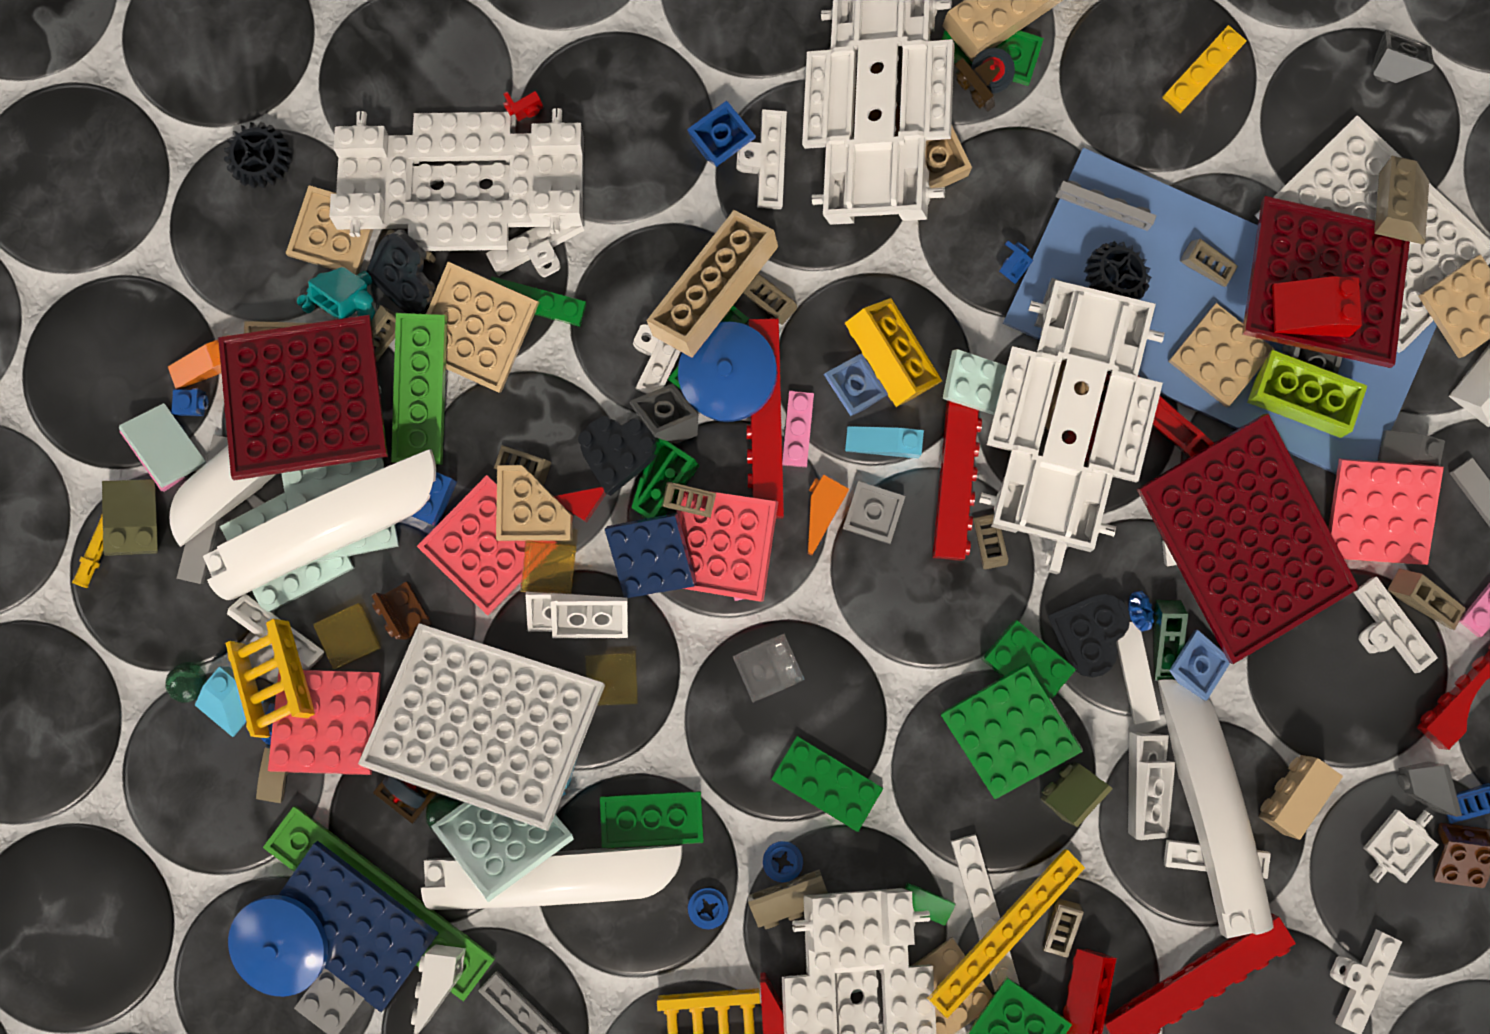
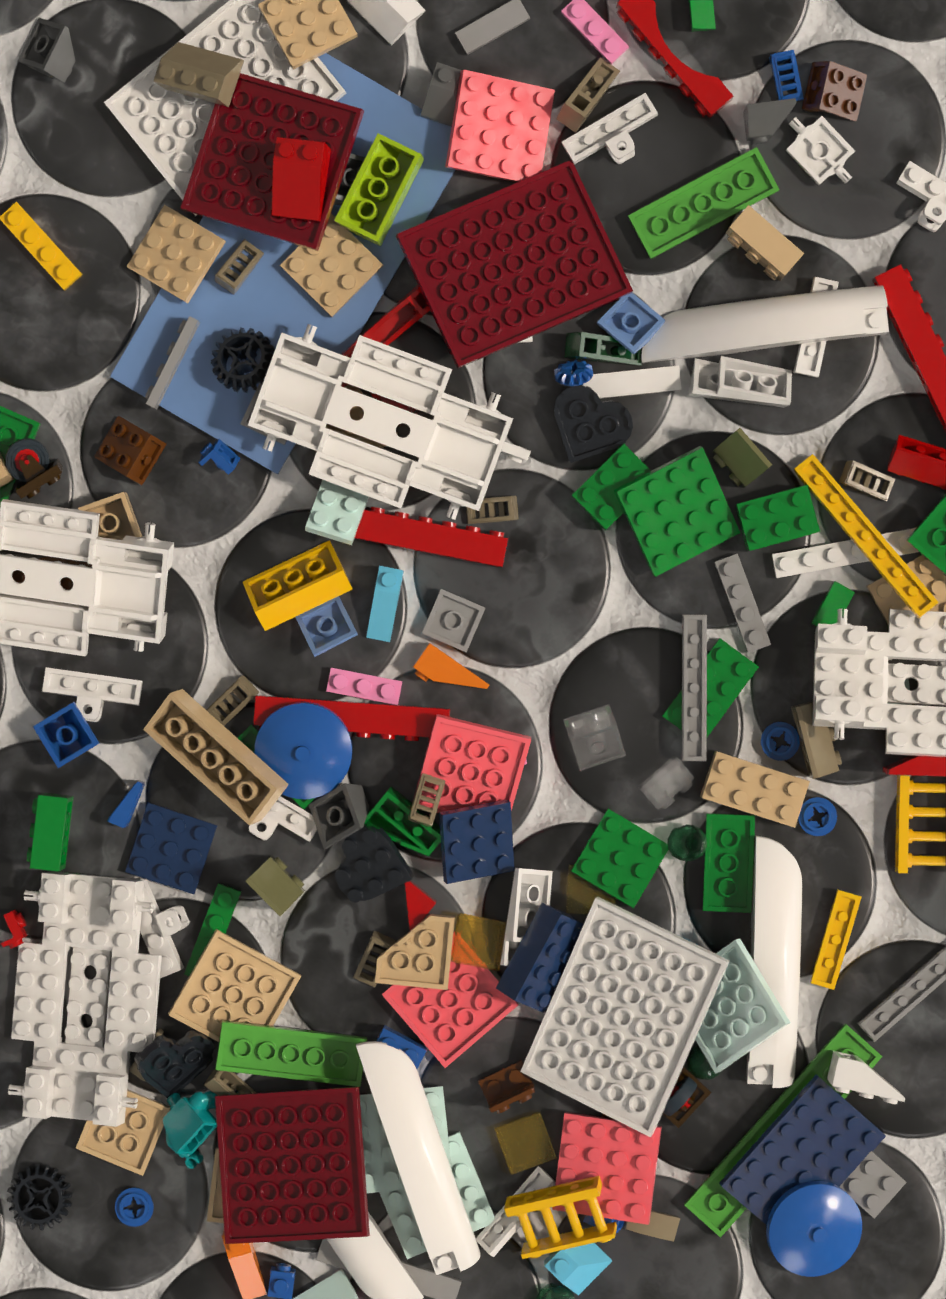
camera: 90 degrees left, 5 degrees up
(245, 244) = (126, 1215): none -> blue gear
(536, 632) = (541, 958): none -> dark blue brick
(581, 939) = (835, 939): none -> yellow plate
(587, 355) = (276, 885): none -> olive slope
(616, 252) = (171, 848): none -> dark blue plate
(622, 129) = (50, 831): none -> green brick
(646, 706) = (620, 858): none -> green plate
(652, 203) = (124, 811): none -> blue slope
(668, 774) = (687, 842): none -> clear green hair
(728, 747) = (666, 783): none -> clear slope
(730, 840) = (754, 789): none -> tan brick
(830, 766) = (694, 687): none -> light grey tile
(921, 808) = (742, 603): none -> light grey plate
(1011, 175) = (130, 450): none -> reddish brown bracket
(1014, 837) = (777, 518): none -> green brick
(1214, 200) = (176, 254): none -> tan plate
(1331, 728) = (703, 203): none -> bright green plate

